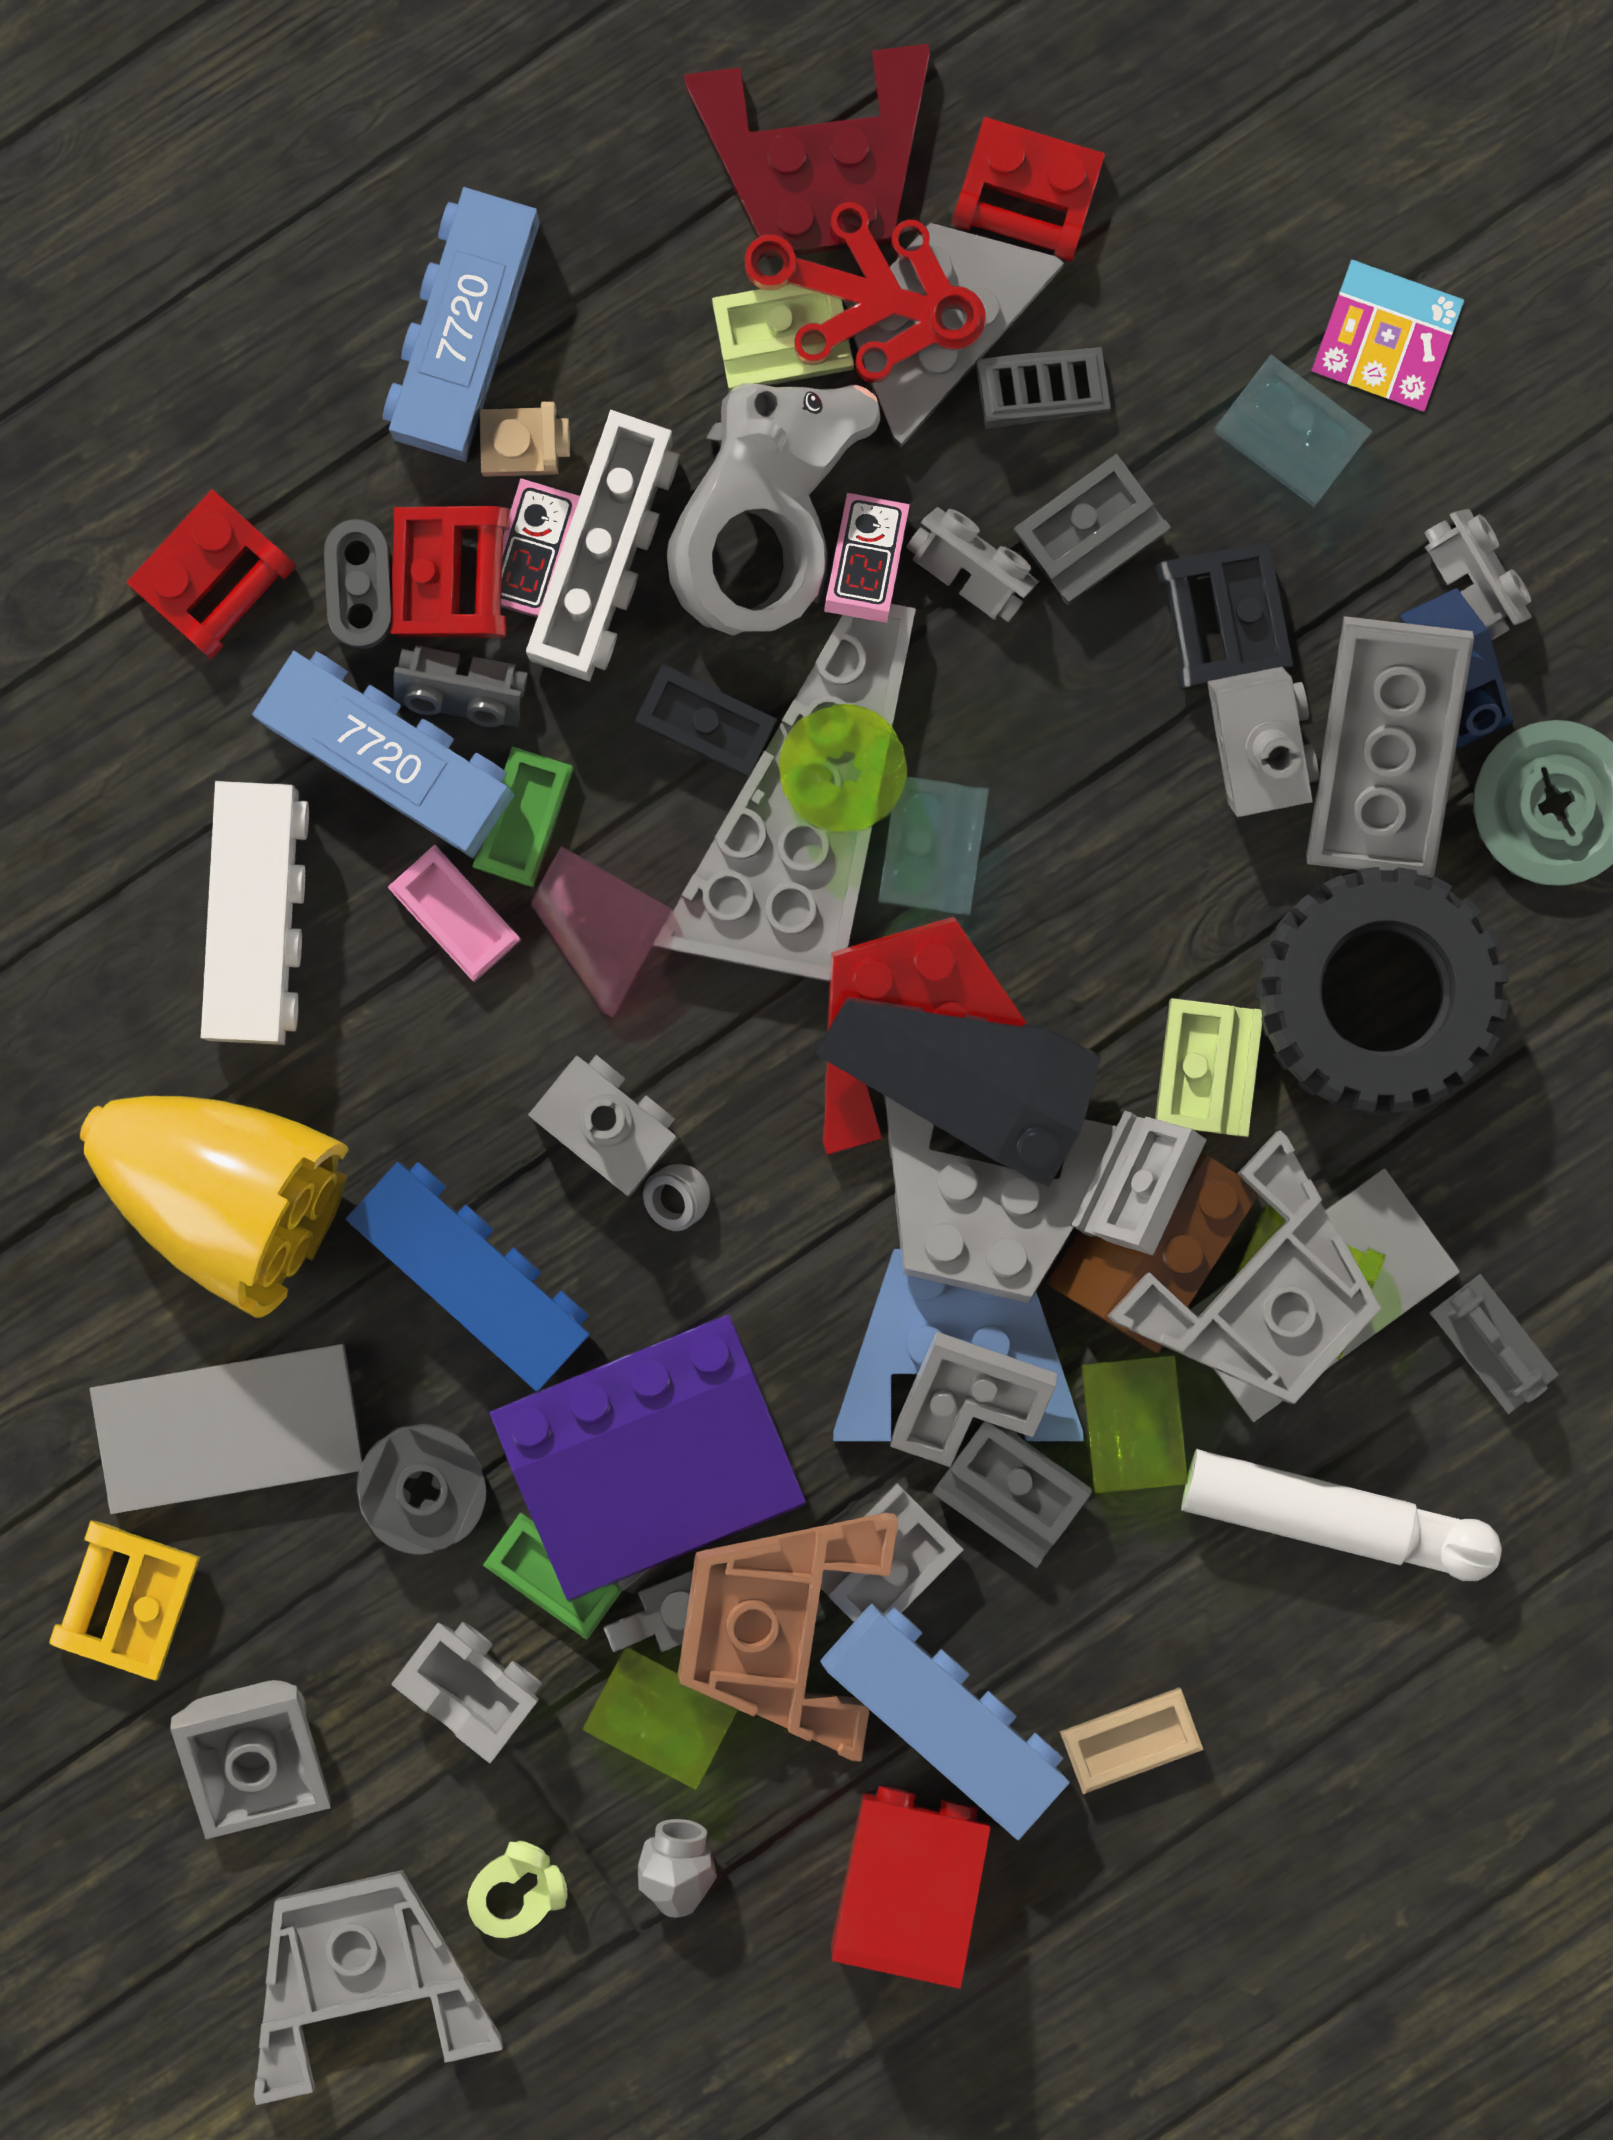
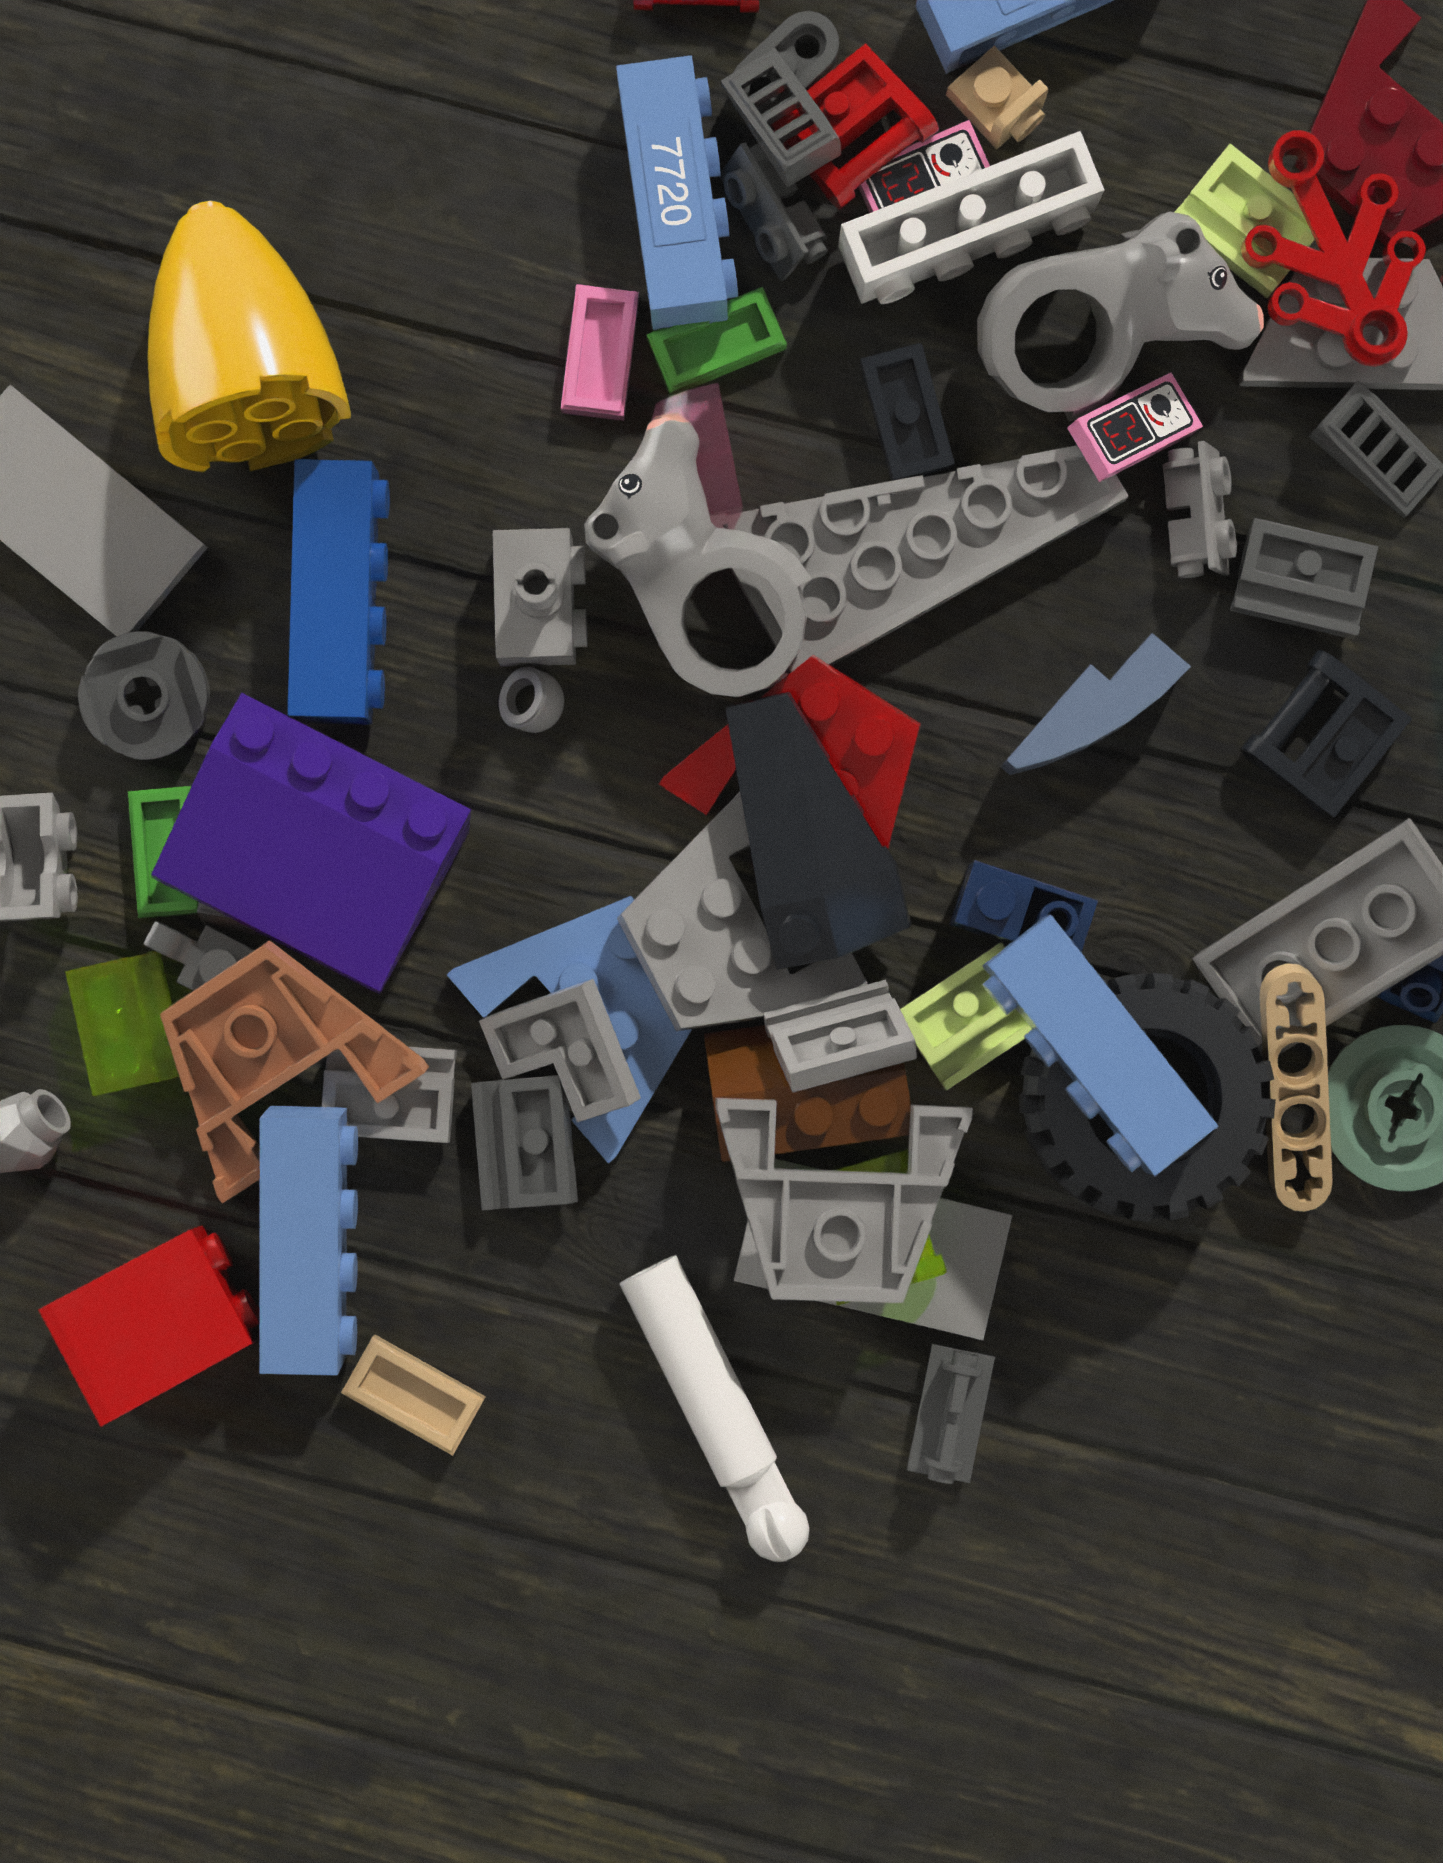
camera: 50 degrees right, 0 degrees up
(252, 913) = (468, 196): white brick -> none
(448, 629) = (806, 155): none -> dark grey slope
(656, 993) = (664, 544): none -> light grey animal
(829, 734) = (978, 511): clear neon green plate -> none
(934, 846) = (960, 664): clear light blue plate -> none
(1055, 772) = (1099, 706): none -> sand blue slope
(1134, 1424) = (654, 1191): clear neon green plate -> none
(1163, 963) = (1008, 904): none -> dark blue slope
(1262, 741) = (1257, 842): light grey brick -> none
(1315, 998) = (1098, 1046): none -> medium blue brick
(1475, 868) = (1302, 1087): none -> tan beam

